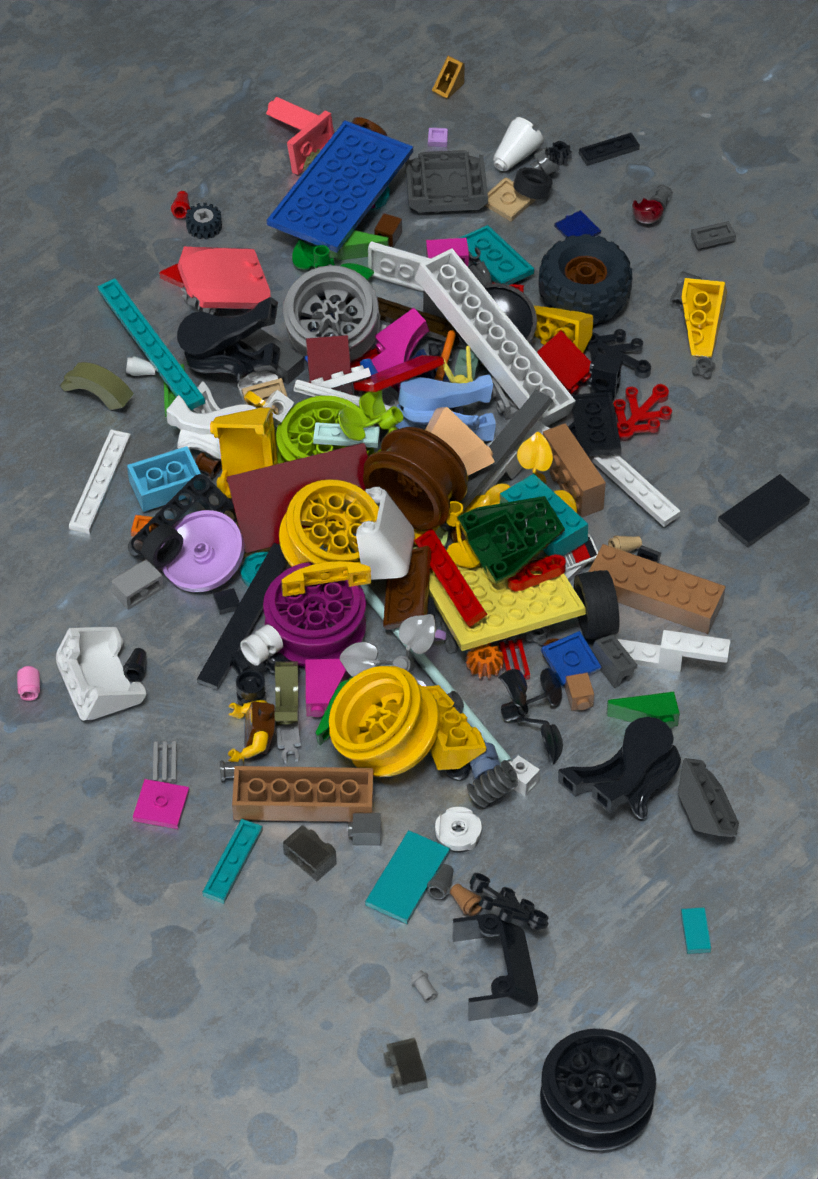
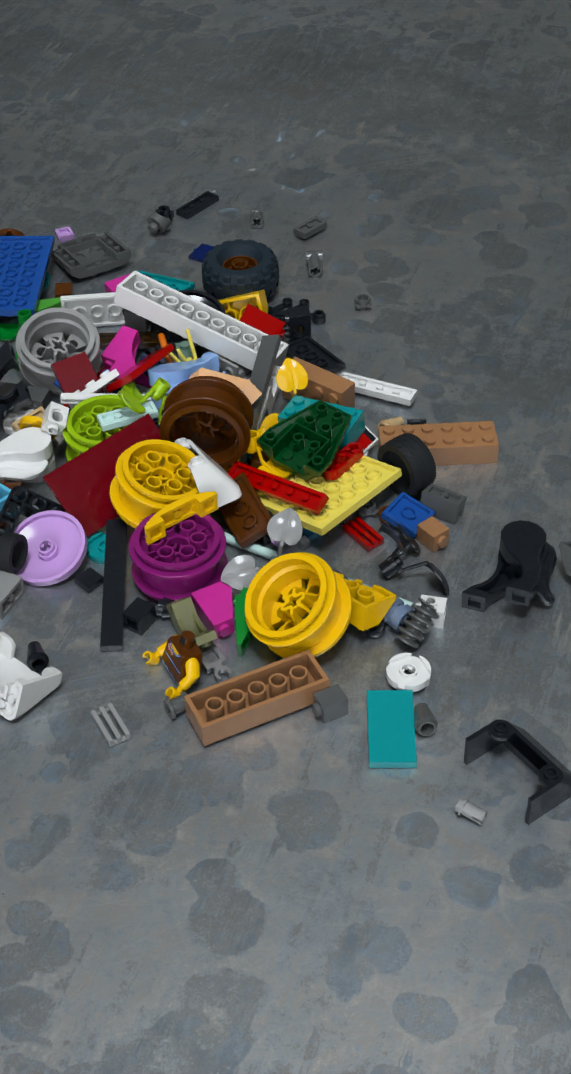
camera: 25 degrees left, 10 degrees down
(161, 804) = (128, 760): dark pink plate -> none
(232, 861) = (225, 781): teal tile -> none
(245, 442) = (40, 451): yellow windscreen -> none
(250, 687) = (155, 632): black wheel -> none
(261, 645) = (148, 592): white wheel -> none
(310, 852) = (293, 743): clear smoke brick -> none
(406, 1066) = (506, 886): clear smoke brick -> none
(450, 77) = (52, 196): pearl gold slope -> none
(466, 899) = (456, 724): medium nougat cone -> none
(484, 661) = (340, 541): orange gear -> none
(507, 201) = (145, 252): tan tile -> none
(508, 902) = (508, 711): black plant -> none
(517, 144) = (130, 215): white cone -> none
(532, 183) = (157, 235): black tyre -> none
(628, 427) = (342, 329): red plant -> none
(647, 211) = (253, 228): dark red hair -> none
(654, 705) = (489, 528): green slope -> none
(674, 647) = (486, 474): white bracket -> none
(703, 313) = (339, 268): yellow wedge -> none
(763, 510) = (475, 371): black tile -> none

